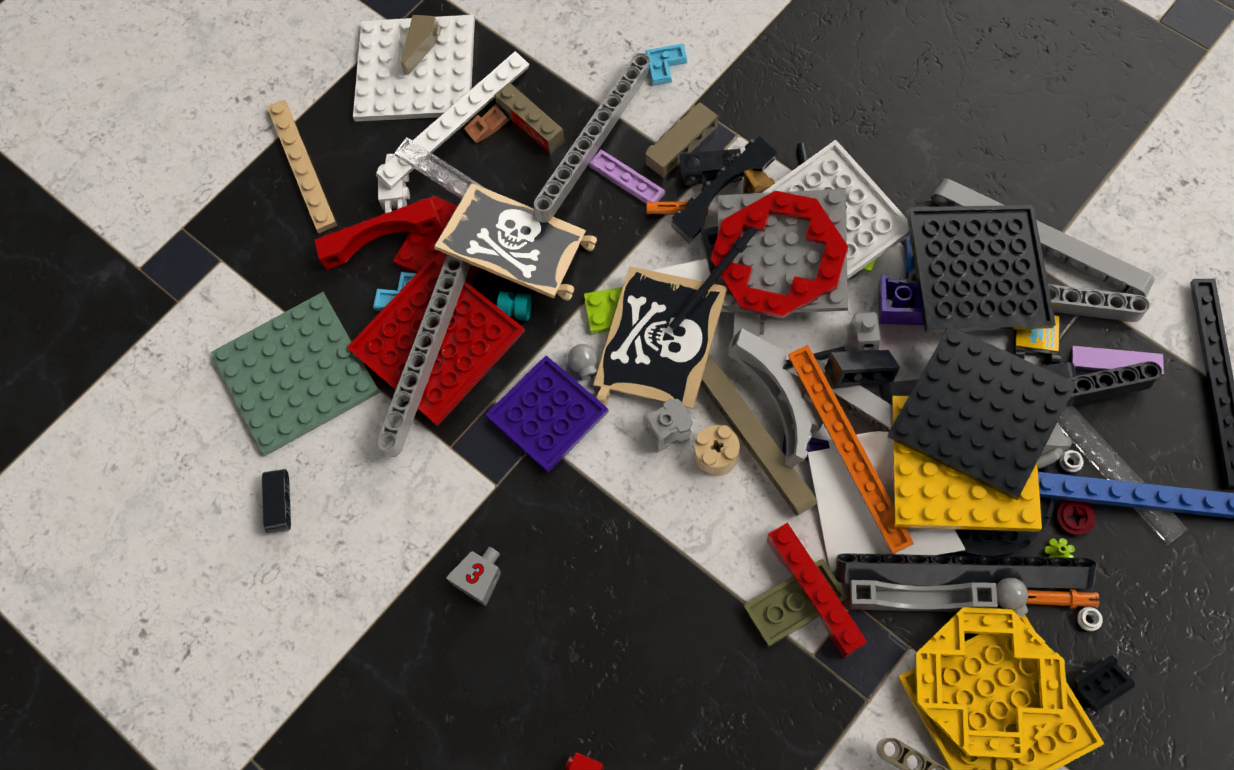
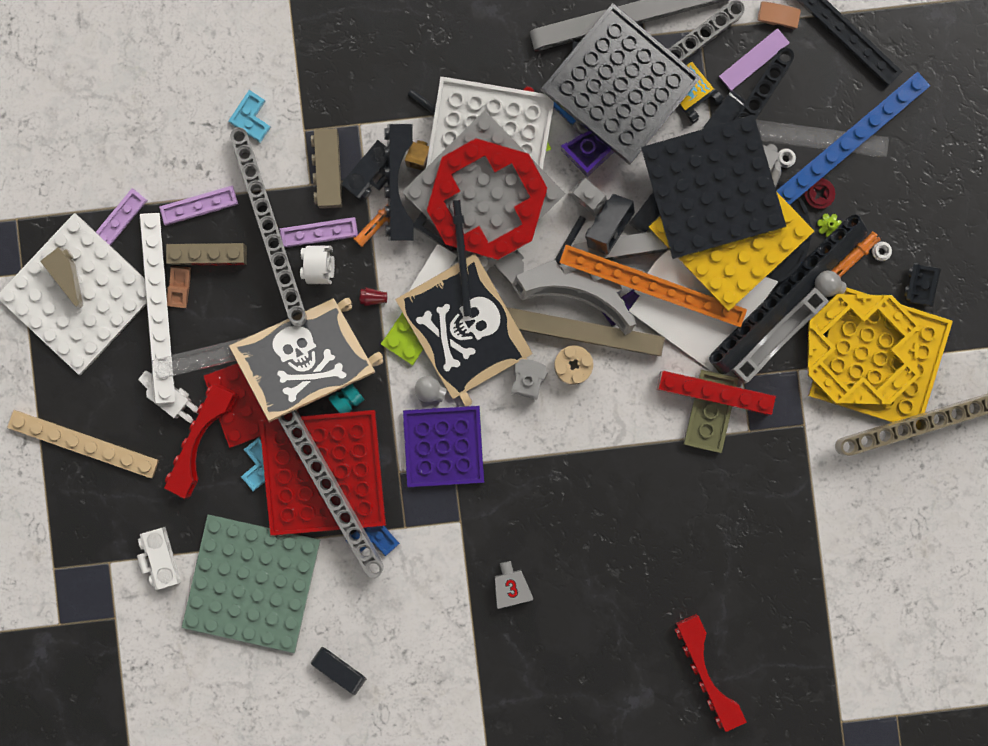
camera: 55 degrees left, 20 degrees up
(254, 288) = (161, 558): none -> white piece
(424, 434) = (380, 537): none -> blue tile
(501, 47) = (121, 216): none -> lavender tile
(562, 86) = (198, 205): none -> lavender tile
(599, 193) = (317, 264): none -> white brick
(615, 255) = (371, 296): none -> dark red cone
(1175, 344) = (779, 14): none -> nougat slope

